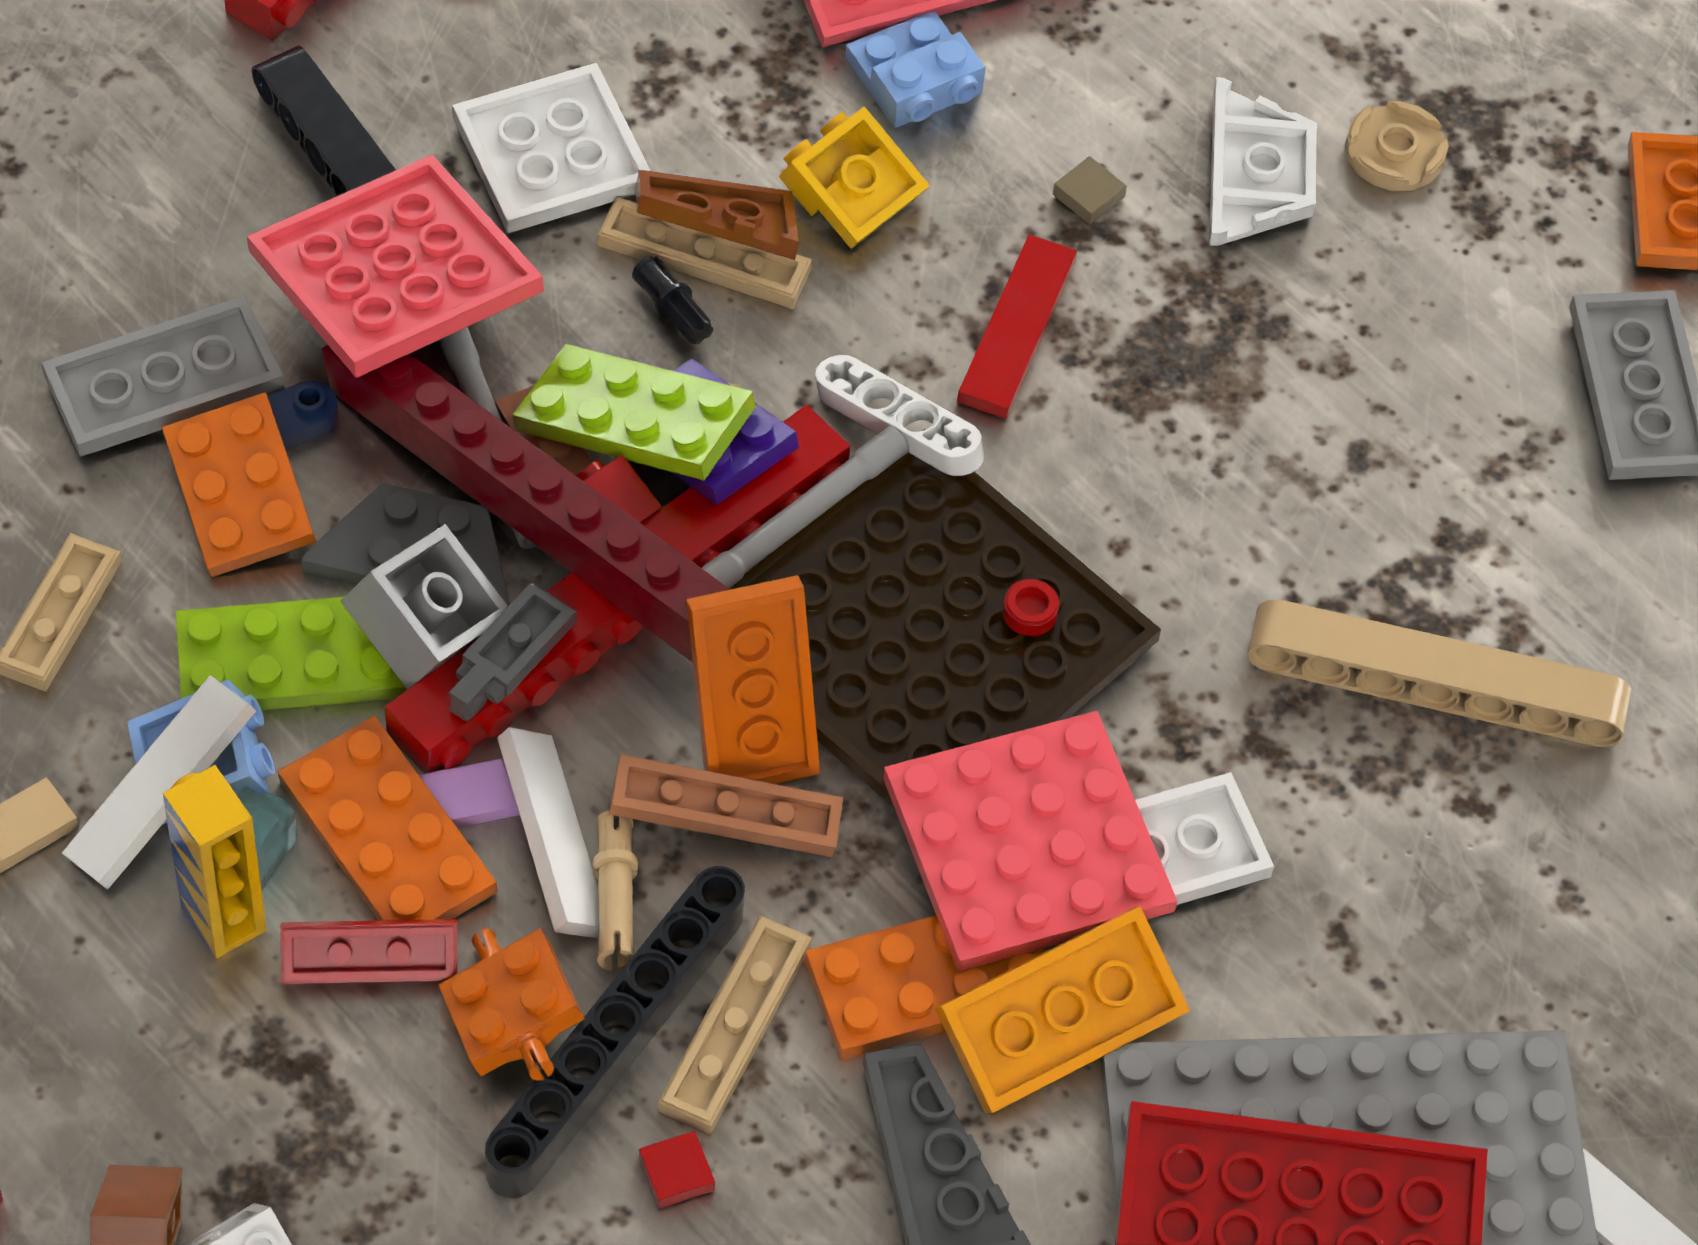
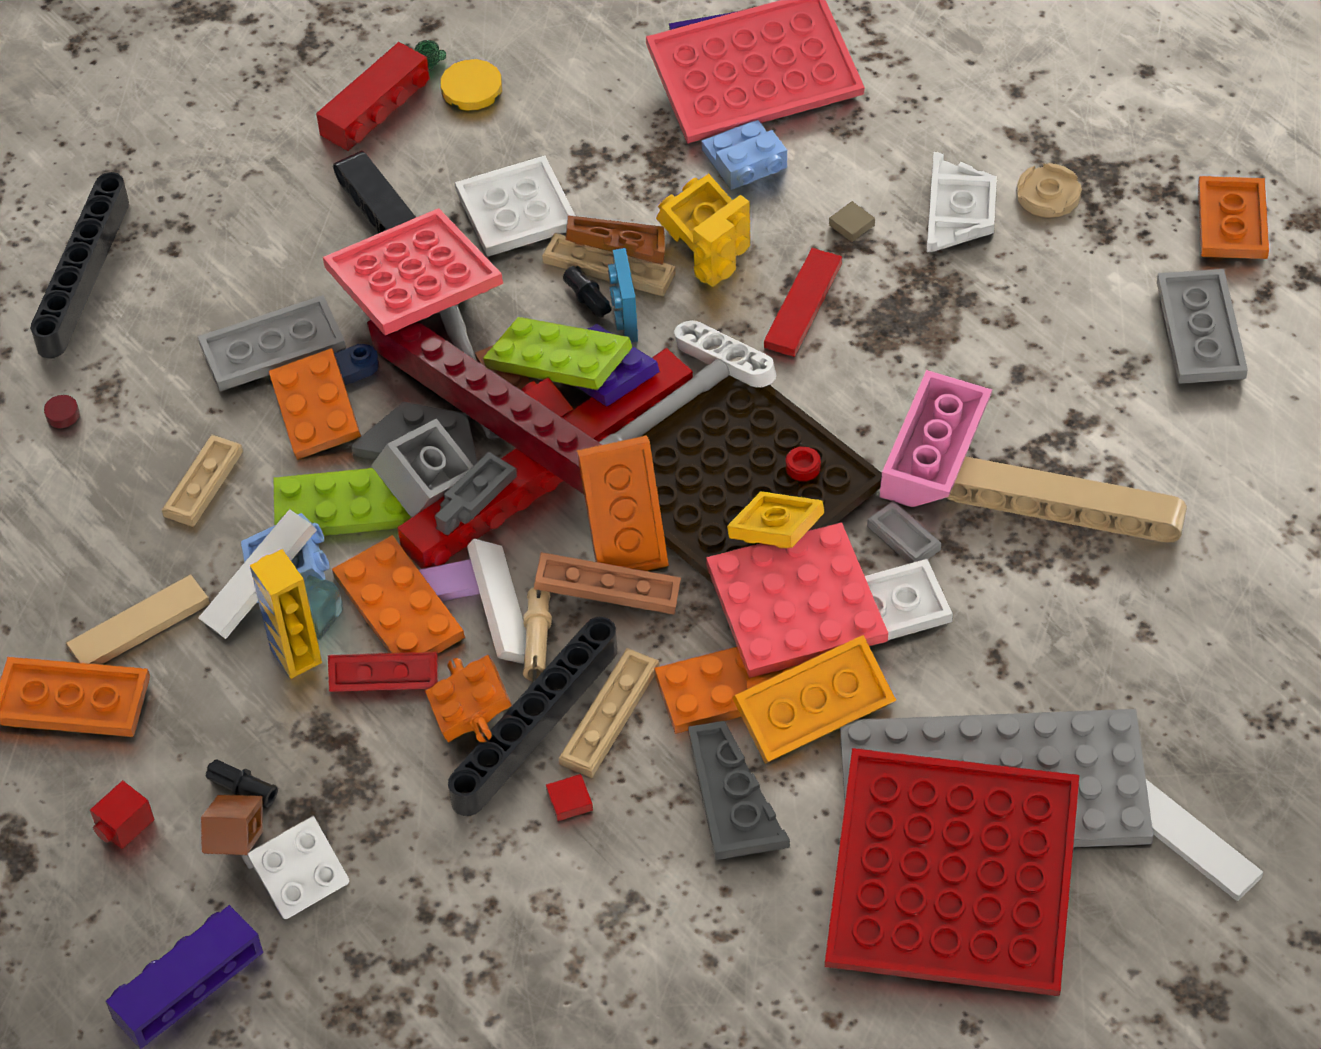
camera: 10 degrees right, 5 degrees down
(144, 1139) = (241, 782): none -> black axle
(736, 312) = (623, 295): none -> dark azure plate
(886, 222) = (721, 240): none -> yellow plate
(995, 707) = (775, 519): none -> yellow plate
(1190, 726) = (903, 533): none -> light grey tile
(1238, 573) = (933, 440): none -> bright pink slope

